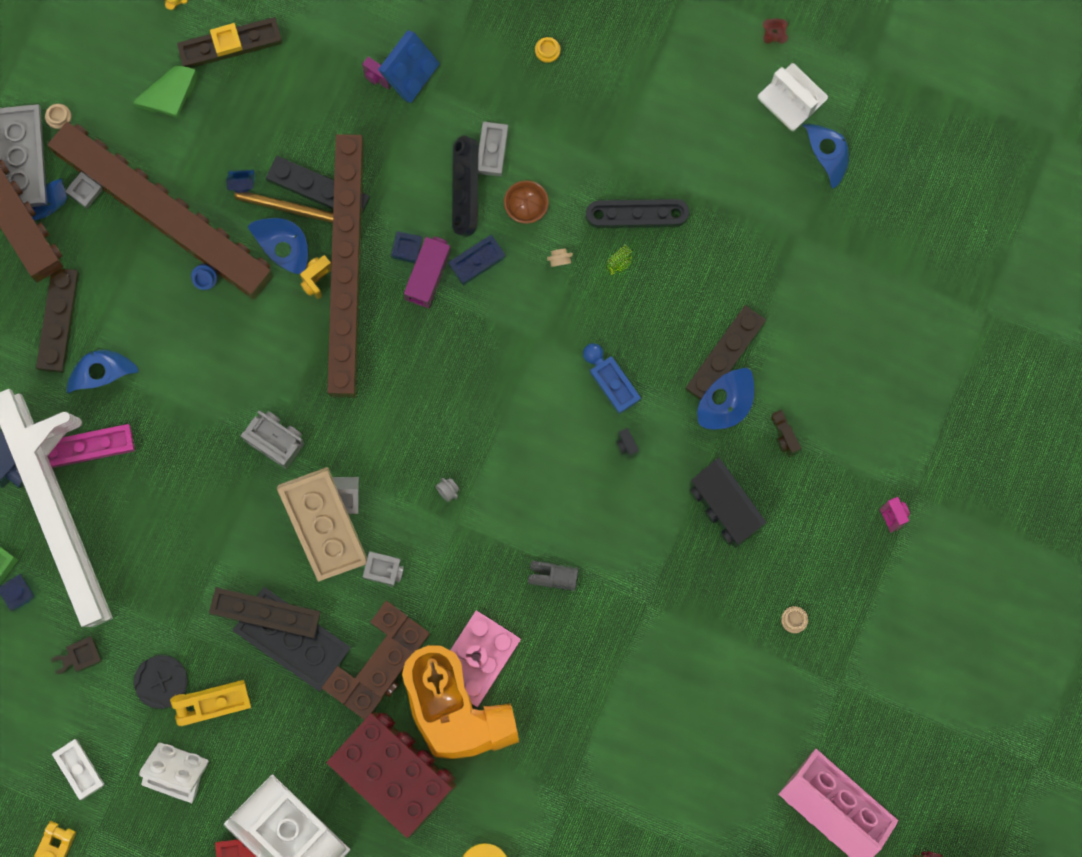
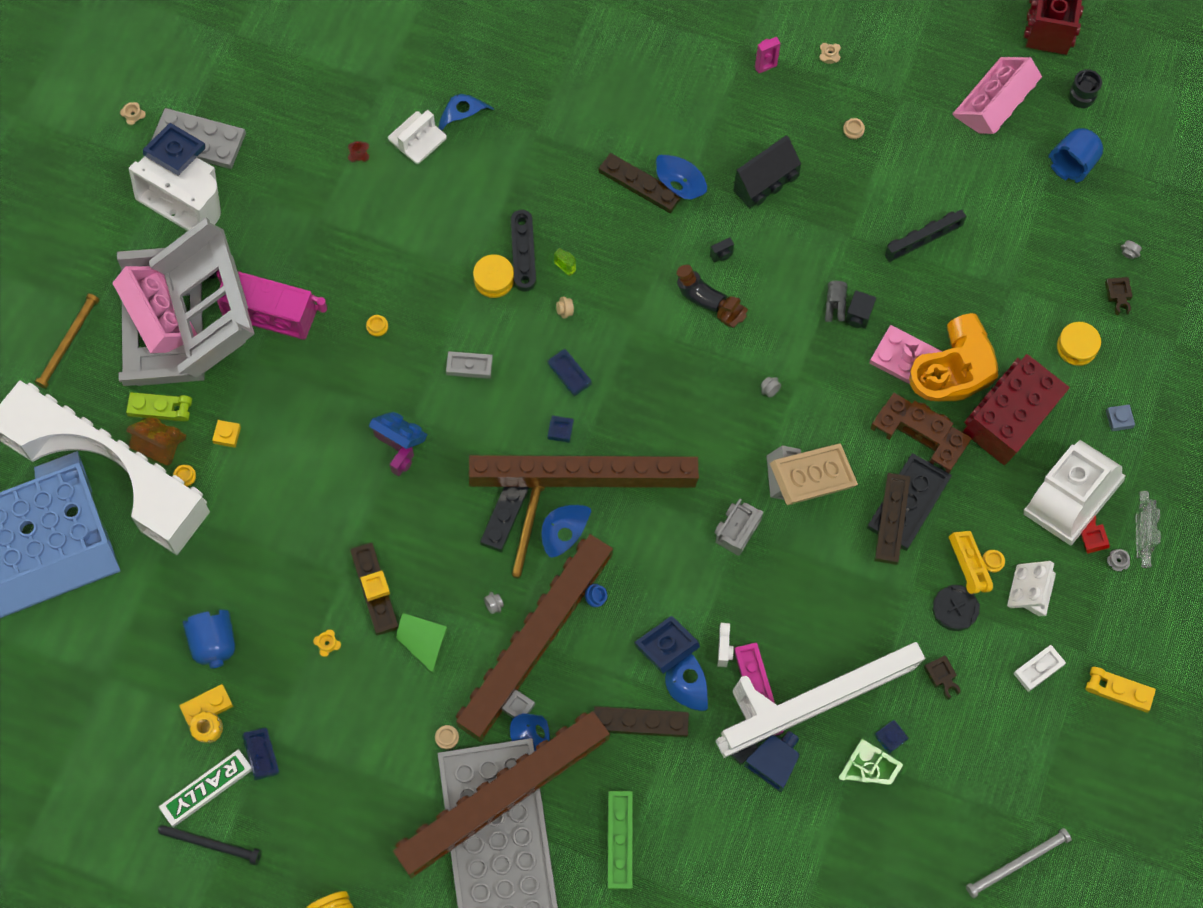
camera: 90 degrees left, 10 degrees down
(128, 413) = (725, 651): none -> white plate
(137, 349) = (667, 644): none -> dark blue plate
(204, 168) = (493, 603): none -> light grey plate
(213, 731) = (993, 560): none -> yellow plate
(240, 180) = (505, 569): clear blue plate -> none
(315, 270) = (584, 498): yellow bracket -> none
(382, 569) = (845, 429): light grey bracket -> none
(427, 272) = (583, 409): magenta brick -> none
(465, 186) = (504, 384): black plate -> none
(526, 202) = (516, 335): dark orange hat -> none
(540, 603) = (860, 309): none -> black brick
(565, 424) = (705, 296): none -> piece
(604, 177) = (493, 276): none -> yellow head
(611, 379) = (667, 265): blue plate -> none
(645, 702) = (929, 233): none -> black plate
(787, 440) = (707, 134): dark brown plate -> none
(898, 603) = (830, 58): none -> tan plate

